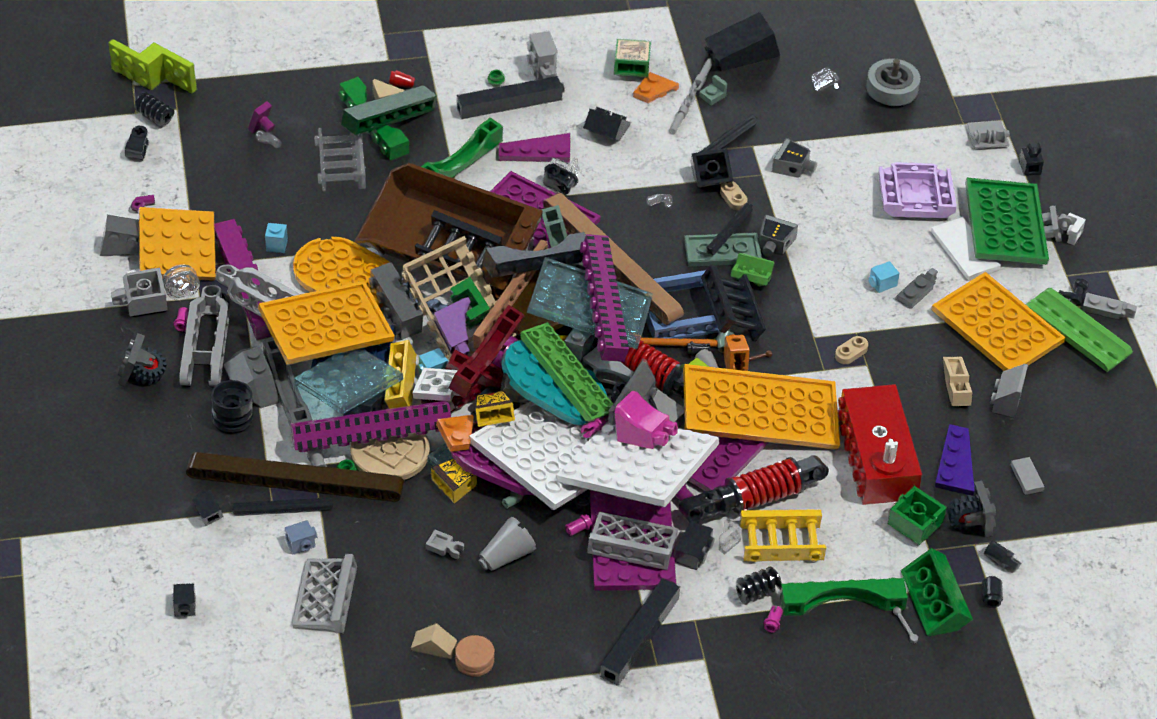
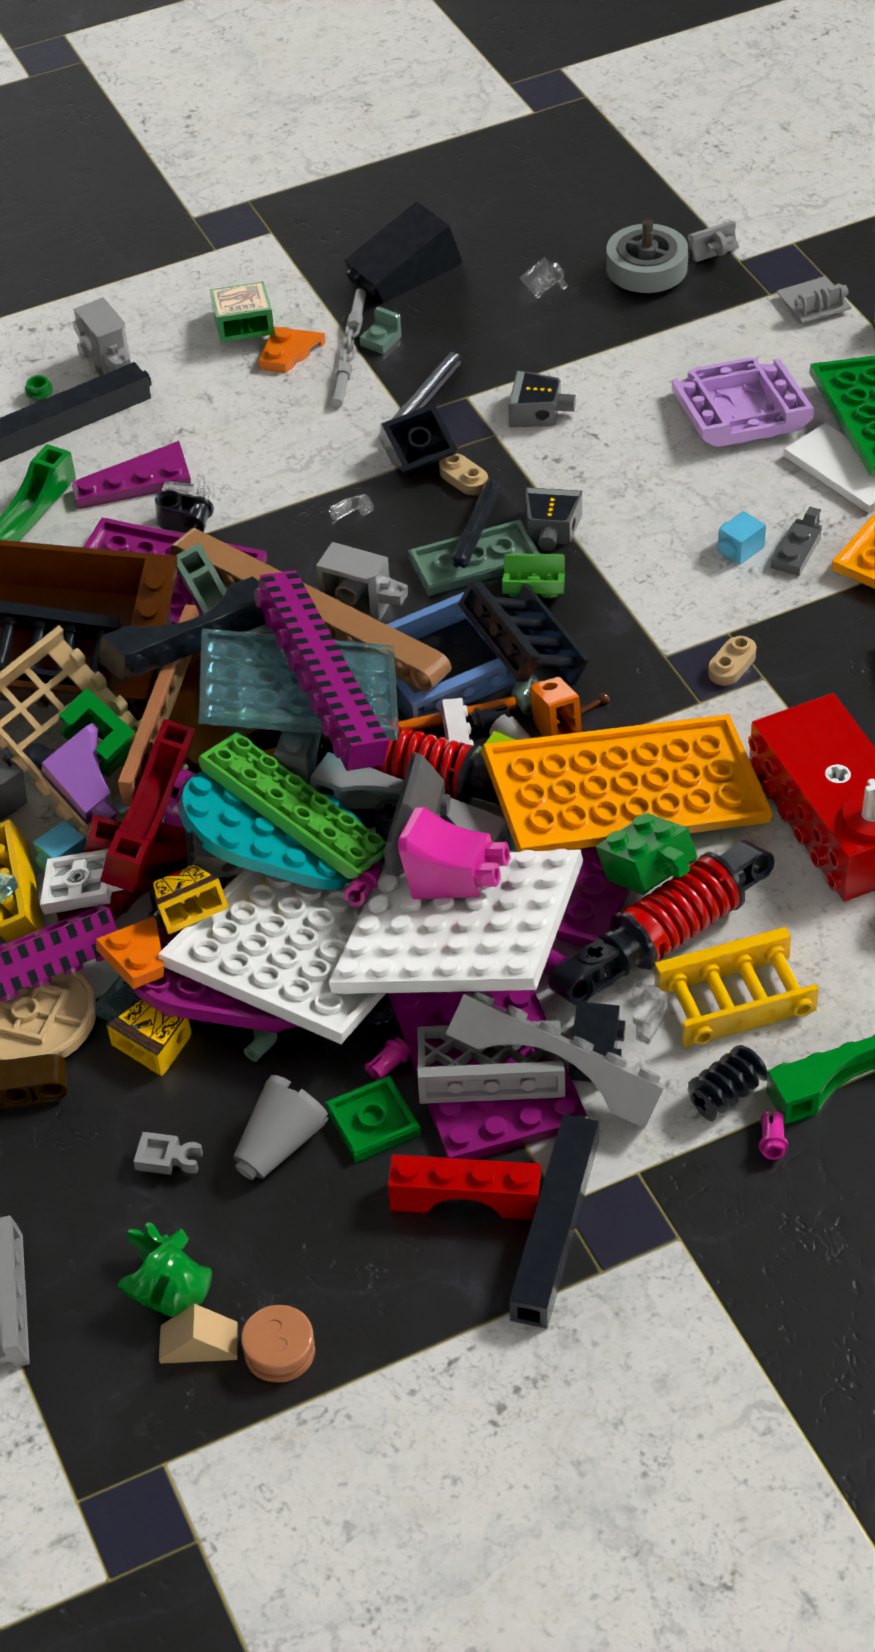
camera: 10 degrees left, 0 degrees up
(426, 606) = (168, 1277): none -> green piece
(560, 554) = (372, 1118): none -> green tile
(575, 594) = (423, 1181): none -> red arch
(608, 125) = (230, 414): black slope -> none
(647, 248) = (359, 580): none -> light grey hinge
(676, 346) = (454, 721): none -> white piece
(700, 575) = (626, 1091): none -> light grey arch
(756, 448) = (646, 853): none -> green hinge
(939, 80) = (713, 241): none -> light grey hips

